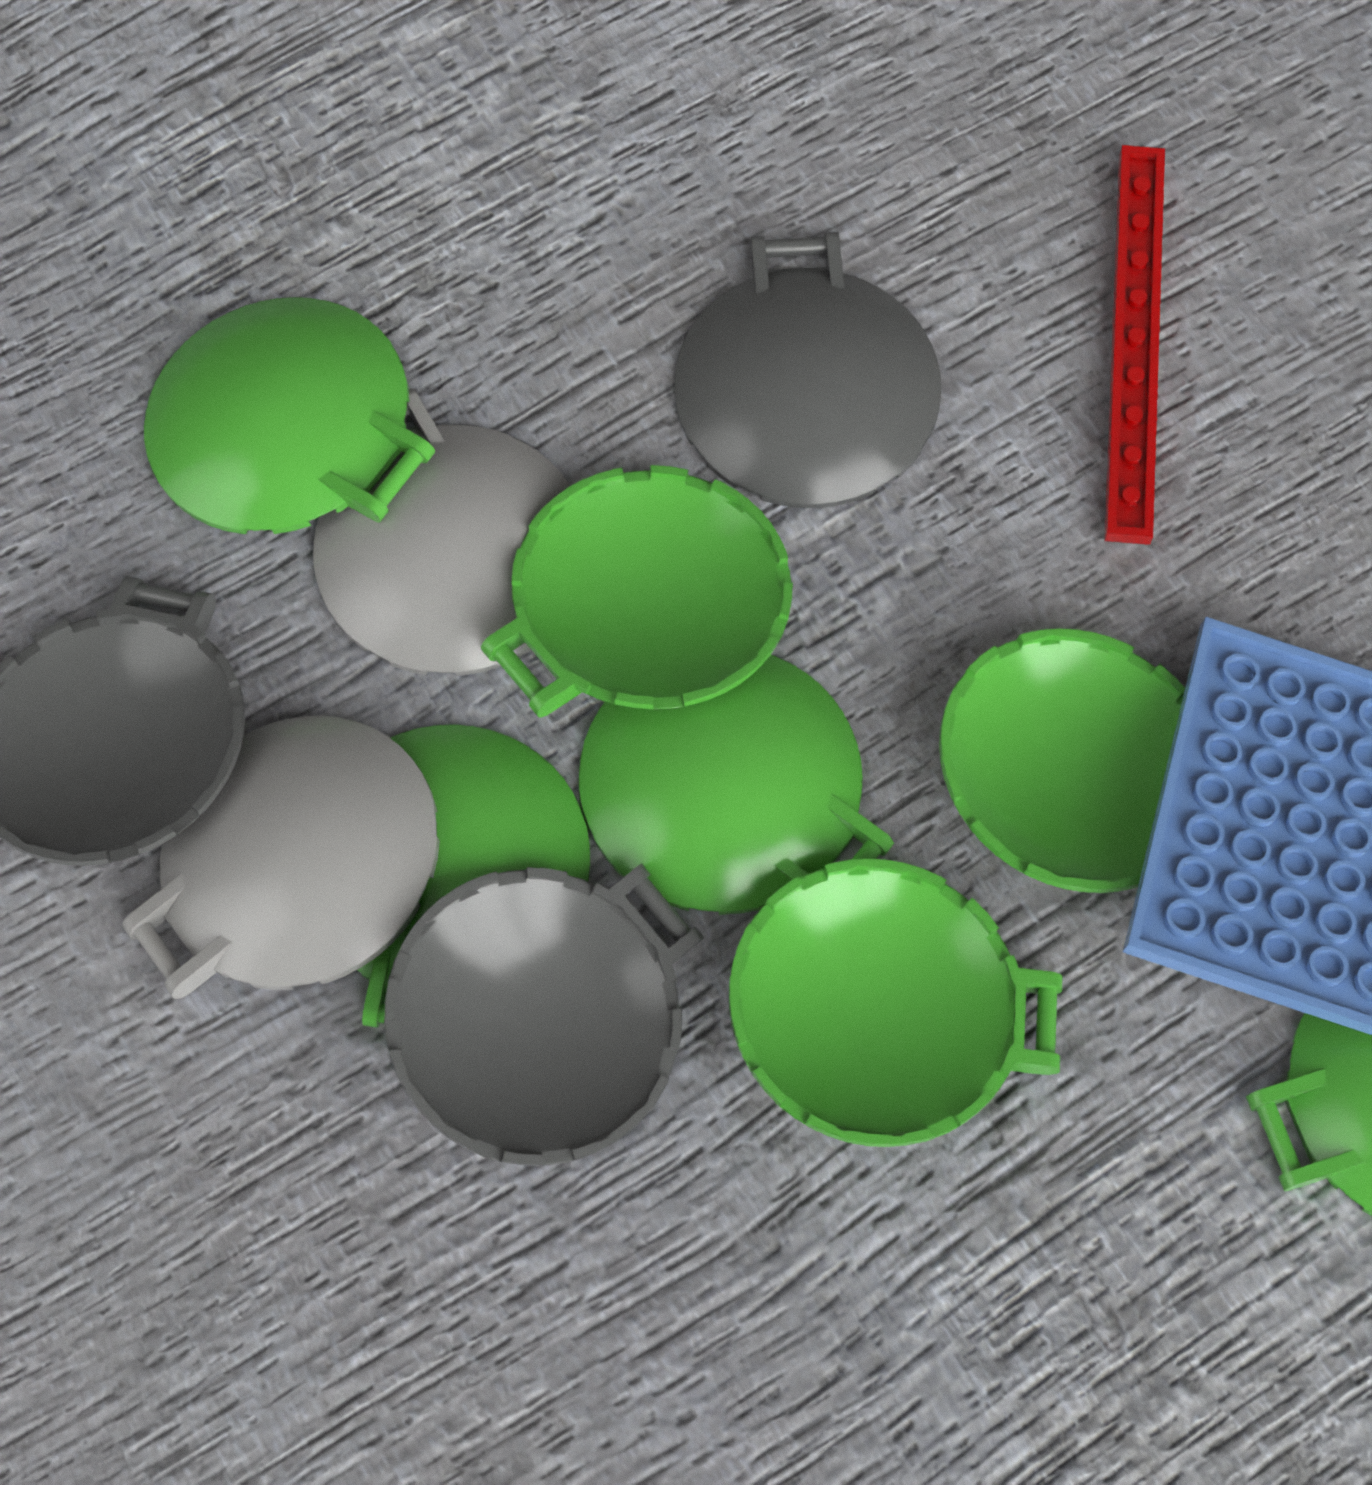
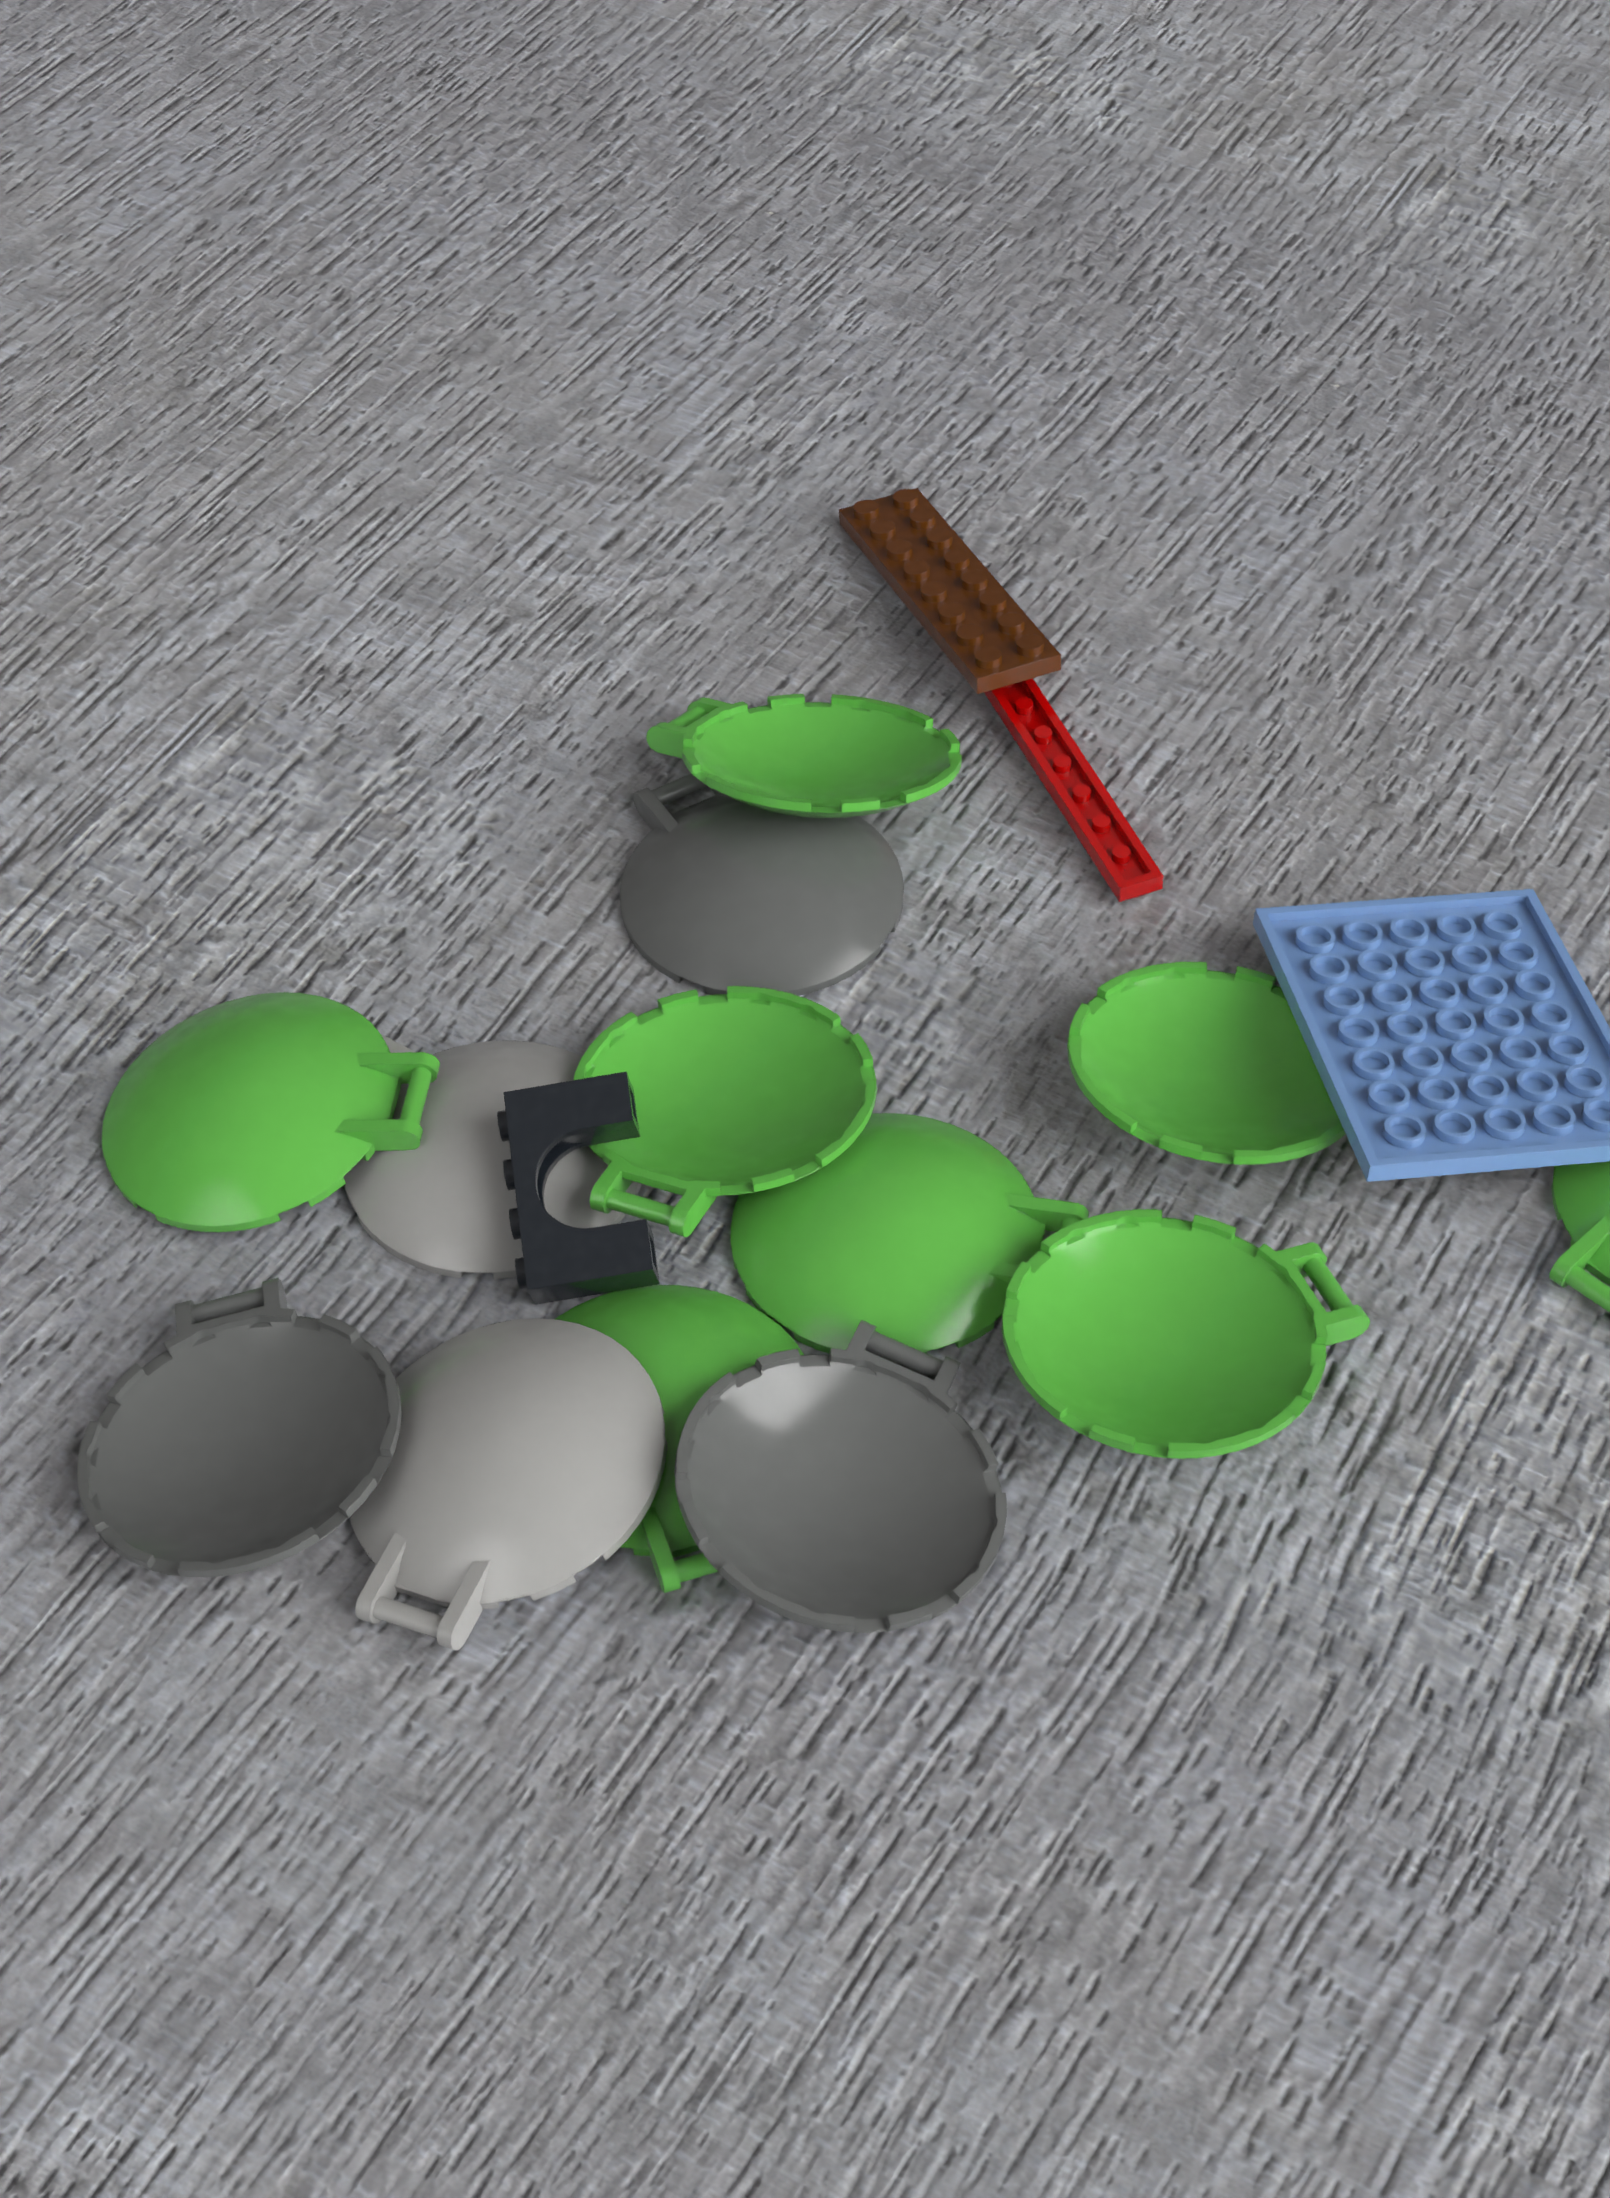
camera: 25 degrees left, 20 degrees down
(466, 566) = (541, 1130): none -> black arch
(915, 275) = (812, 755): none -> bright green dish
(1139, 145) = (949, 591): none -> reddish brown plate

